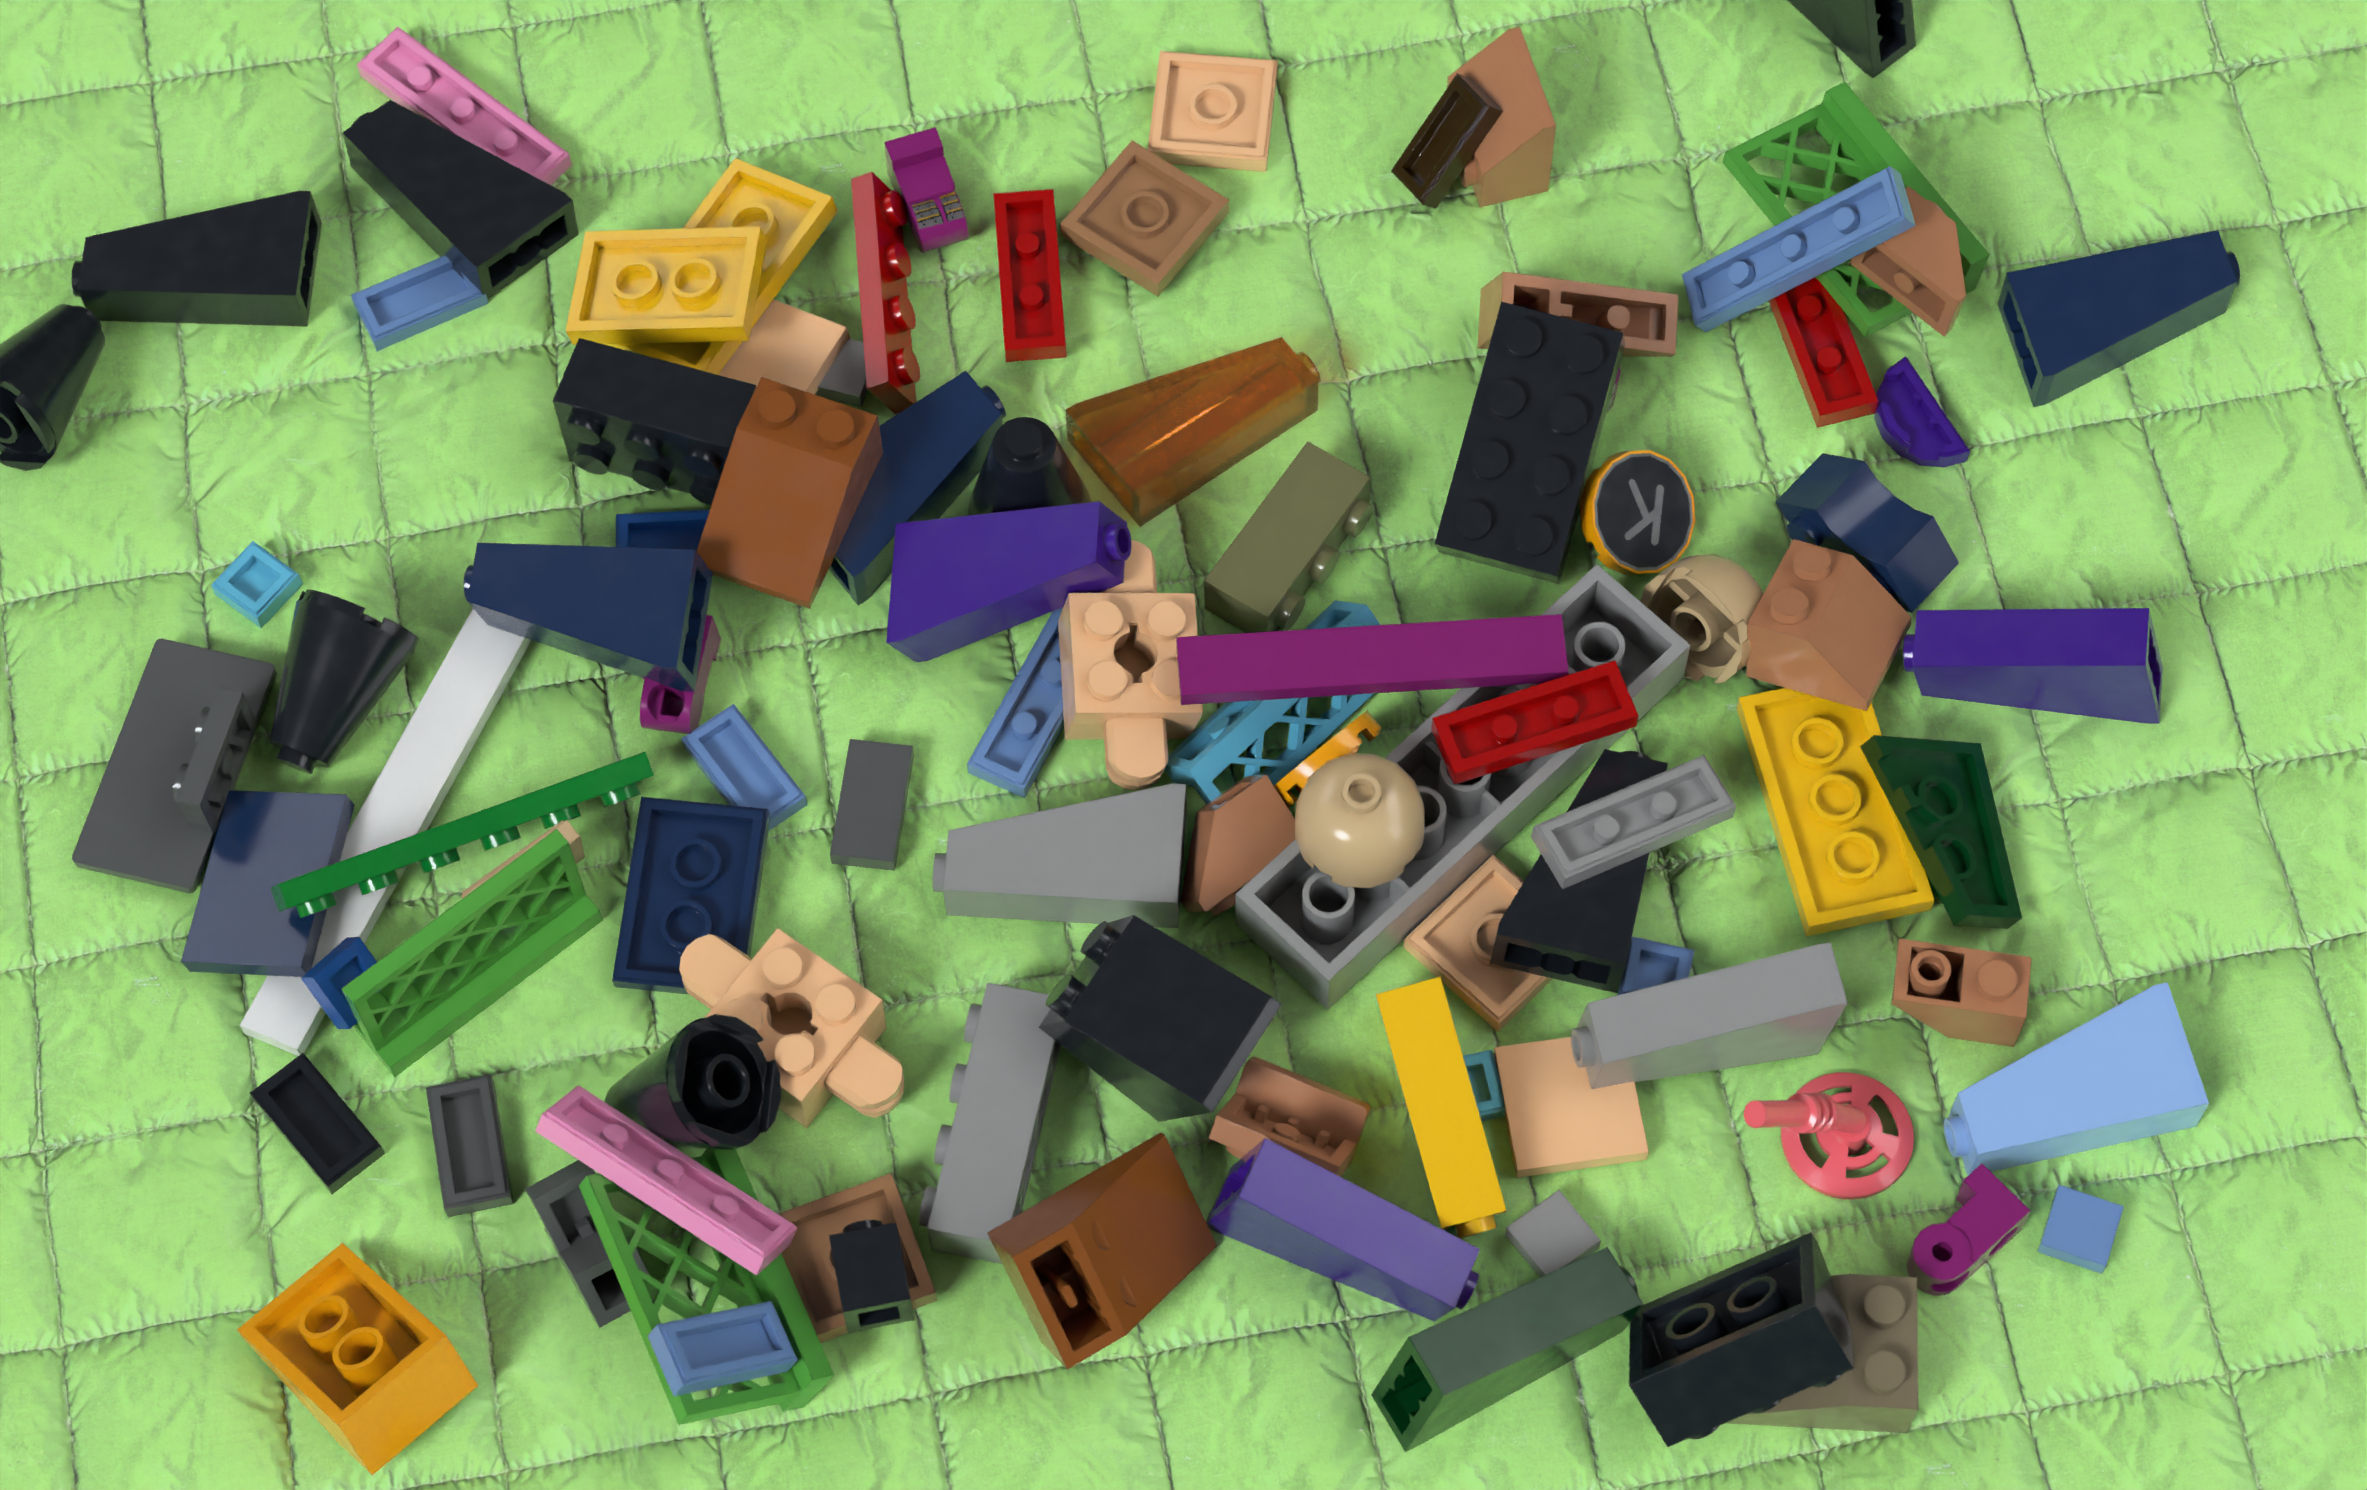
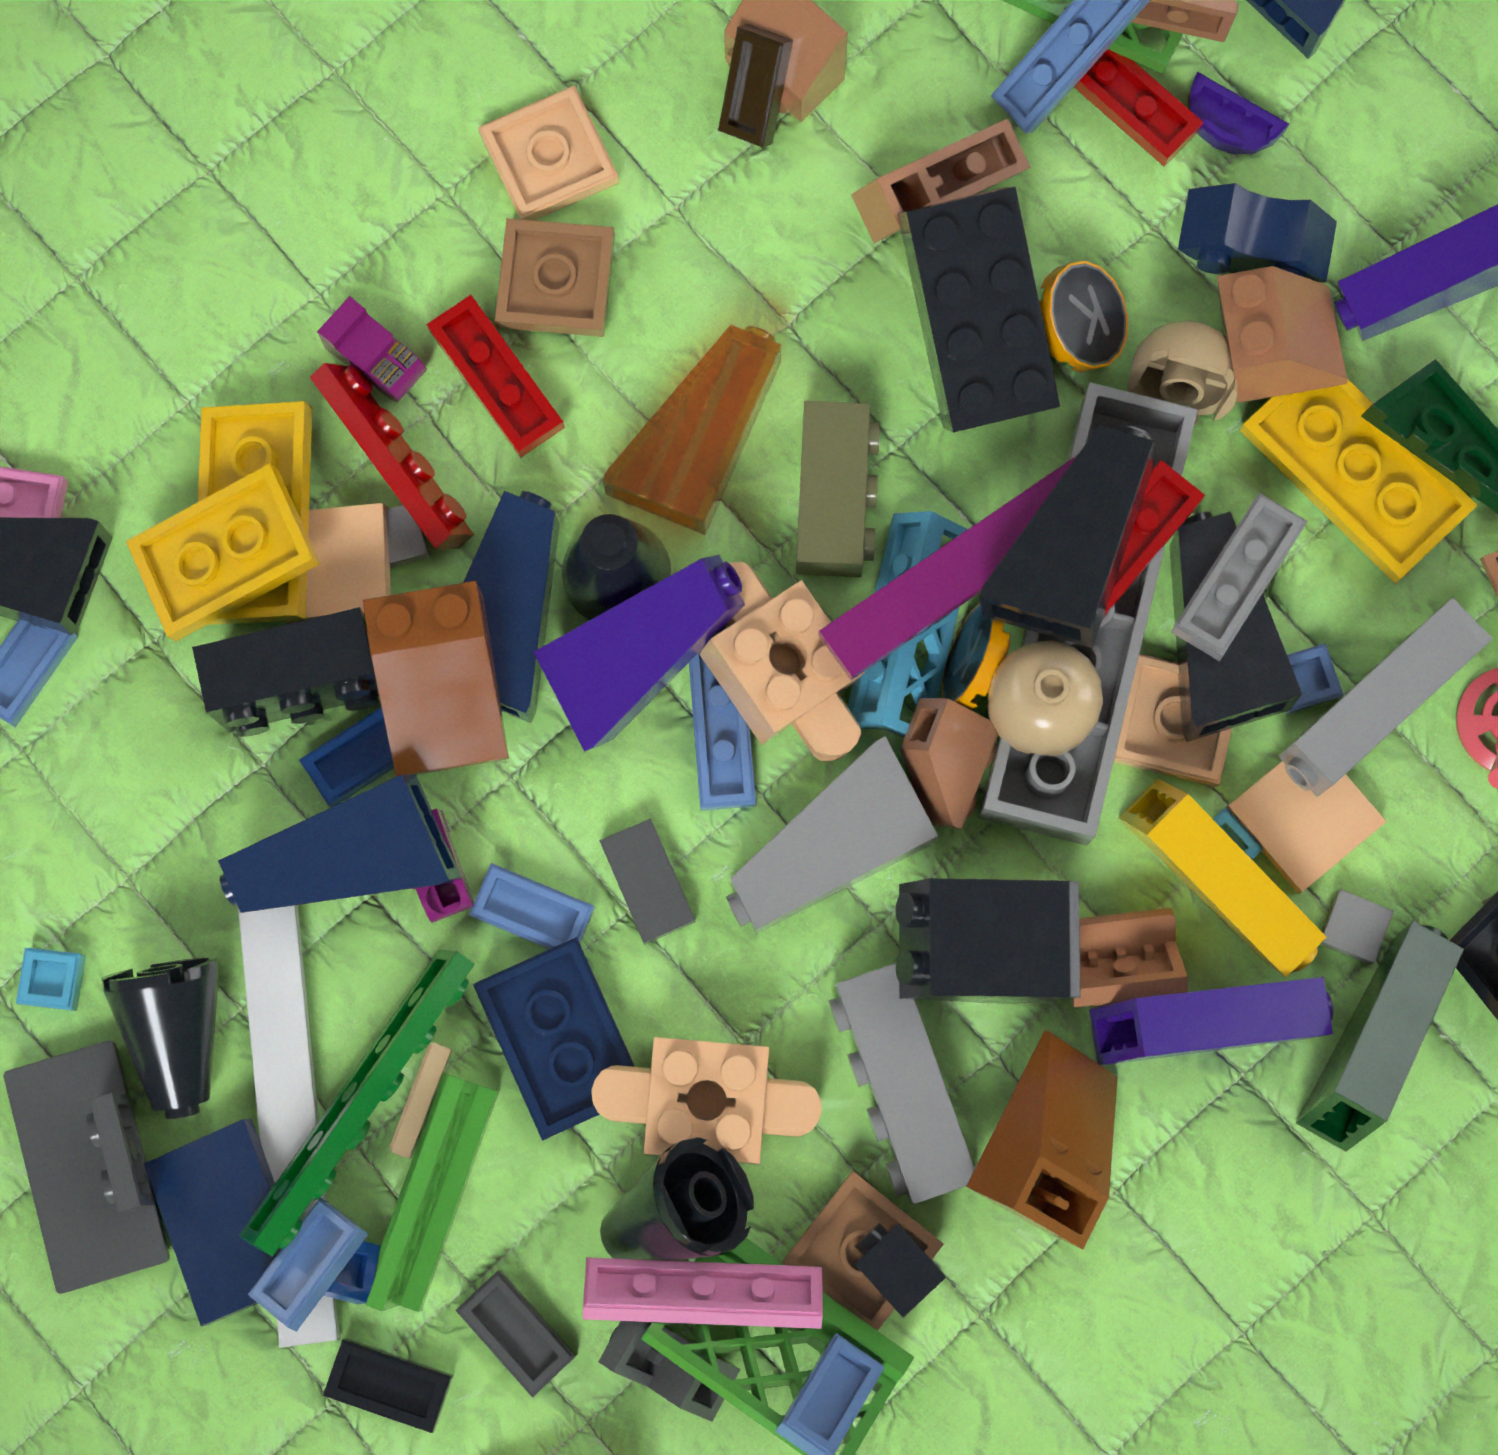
camera: 30 degrees left, 15 degrees up
(316, 947) = (308, 1265): none -> medium blue tile
(1475, 680) = (1072, 548): none -> black slope

